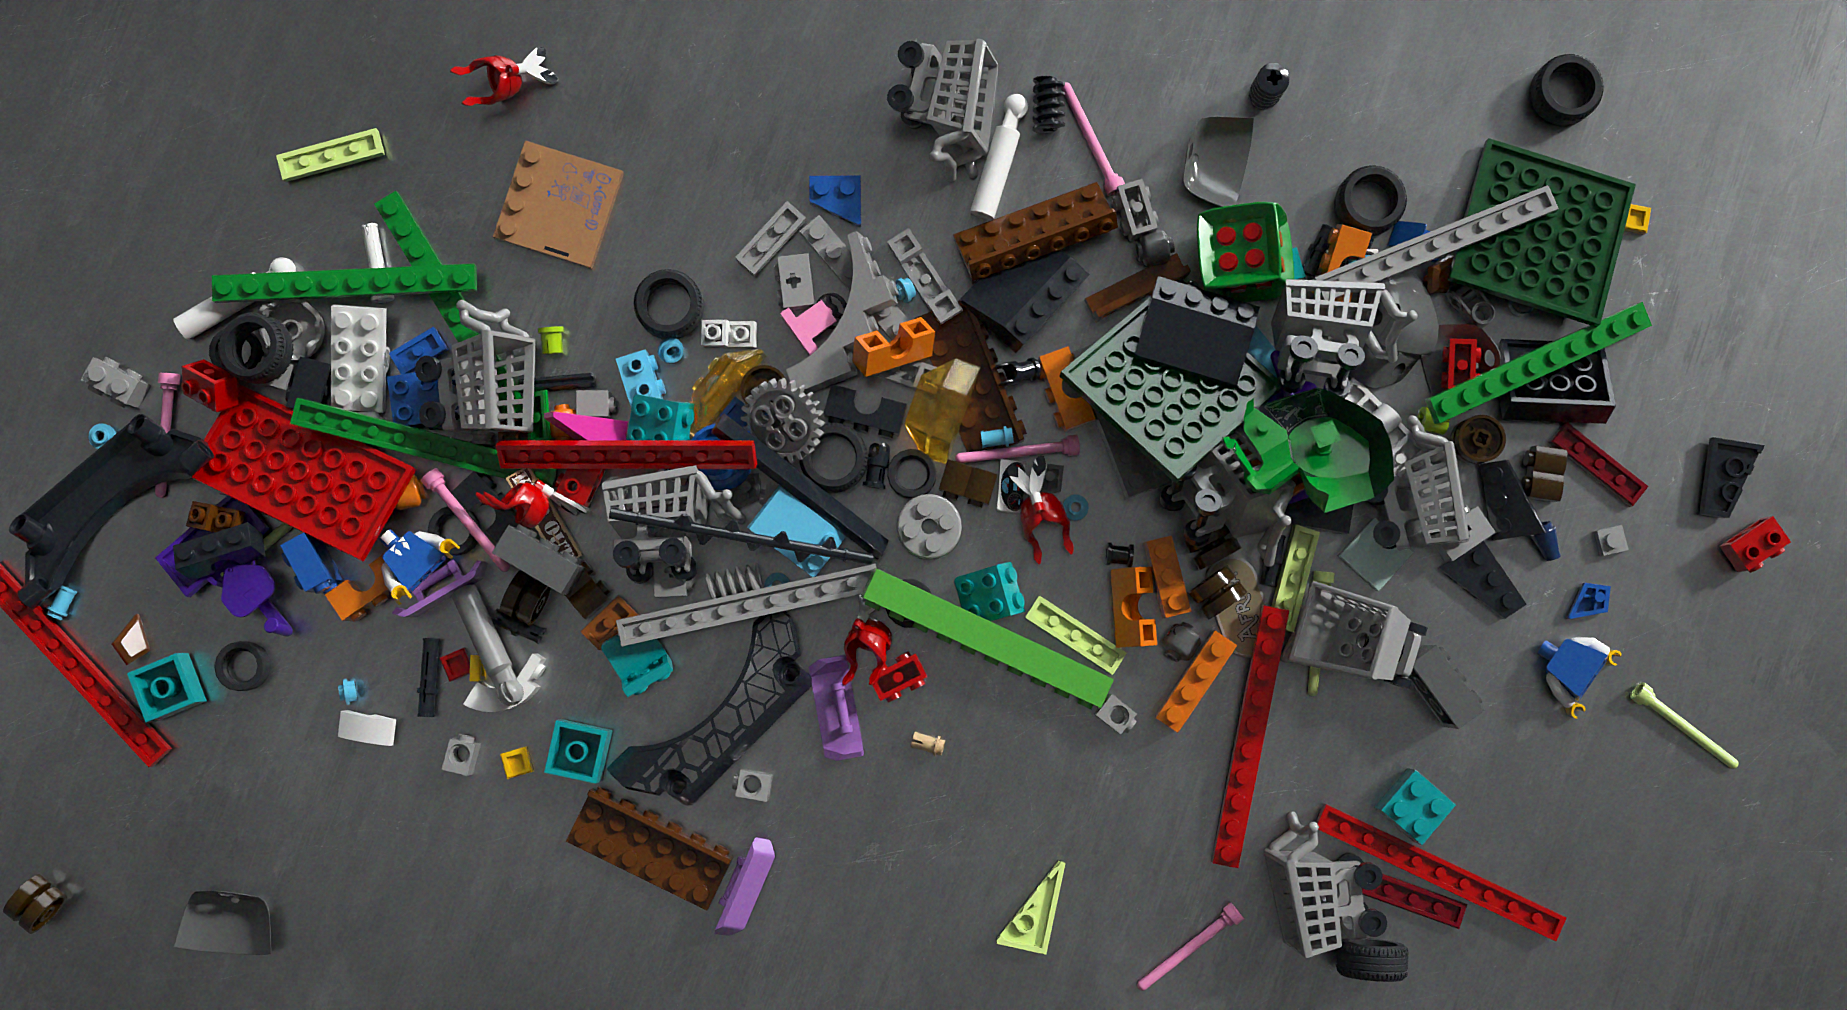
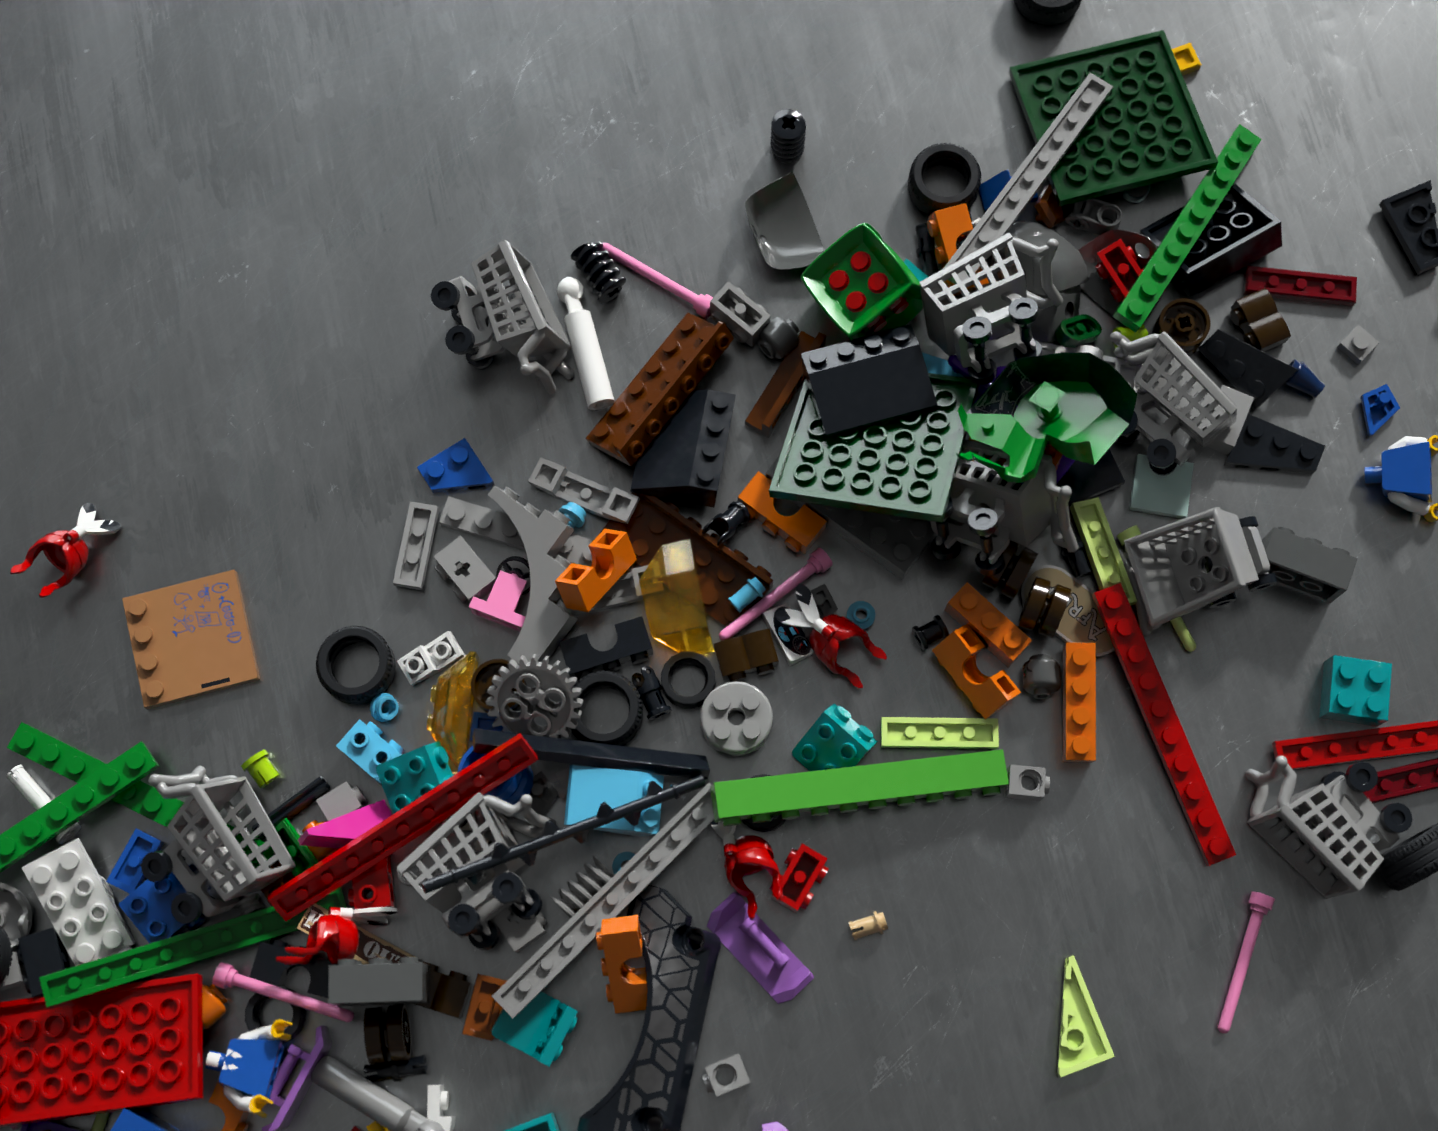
camera: 30 degrees left, 10 degrees down
(734, 641) = (622, 941): none -> orange arch
(1393, 391) = (1078, 331): none -> dark green plate

